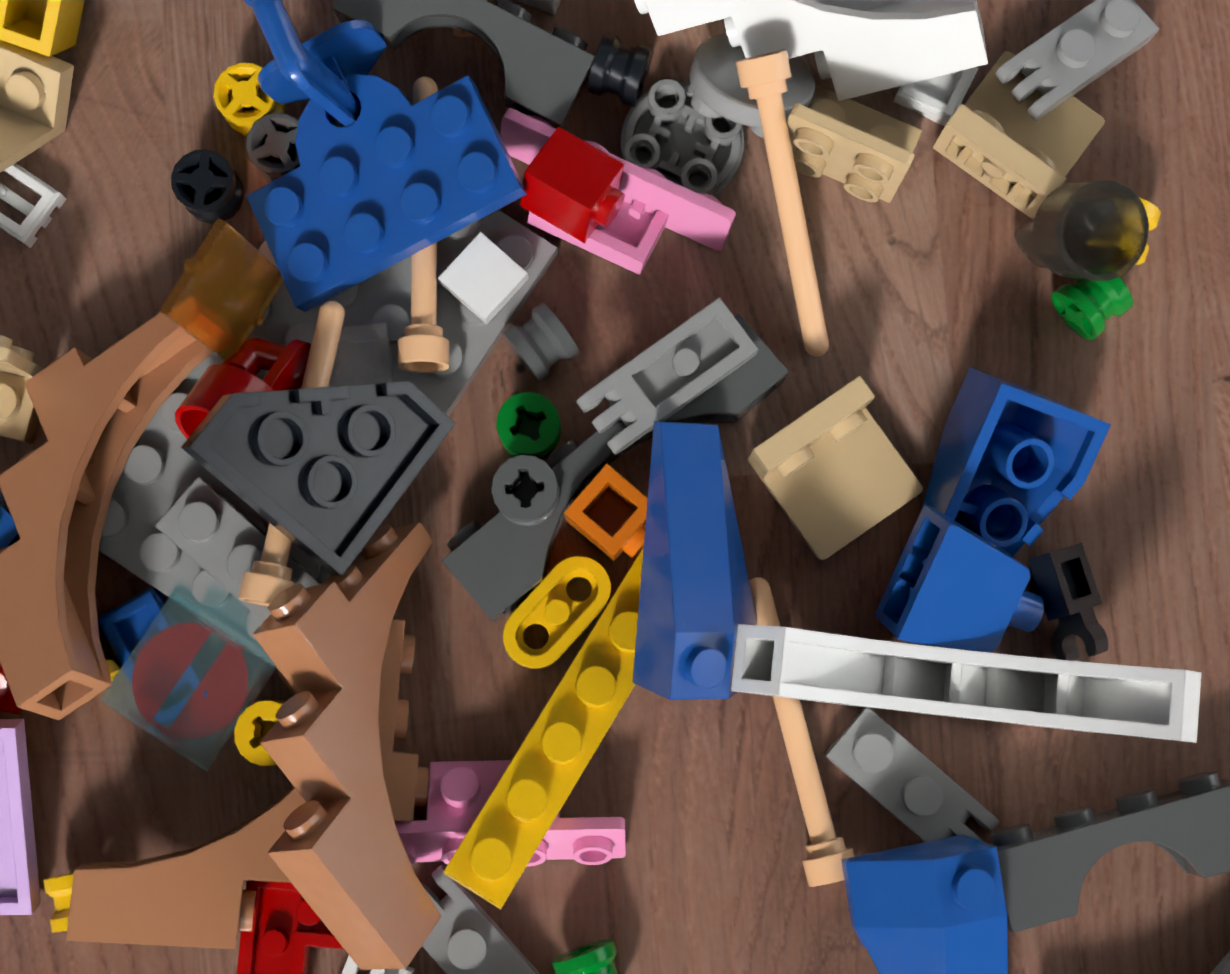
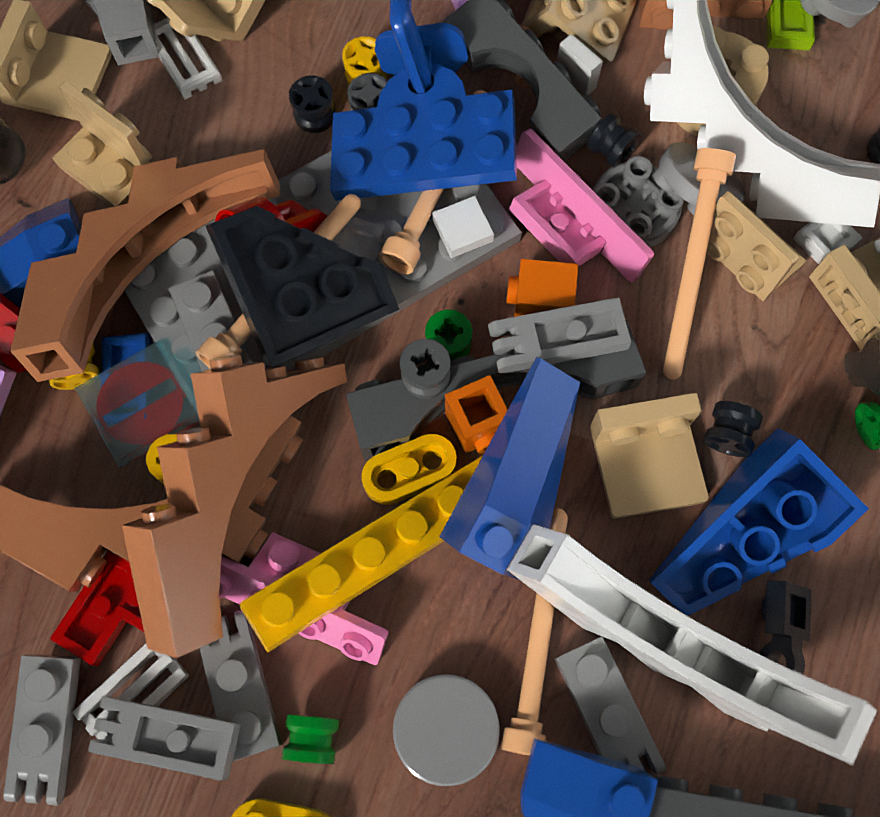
camera: 25 degrees right, 10 degrees down
(223, 291) = (287, 156): clear orange piece -> none
(541, 342) = (482, 286): dark grey wheel -> none
(573, 185) = (550, 190): red brick -> none
(619, 318) = (542, 286): none -> orange brick
(738, 894) = (446, 730): none -> light grey tile
(918, 390) = (733, 428): none -> black wheel
(956, 589) = (707, 575): blue torso -> none

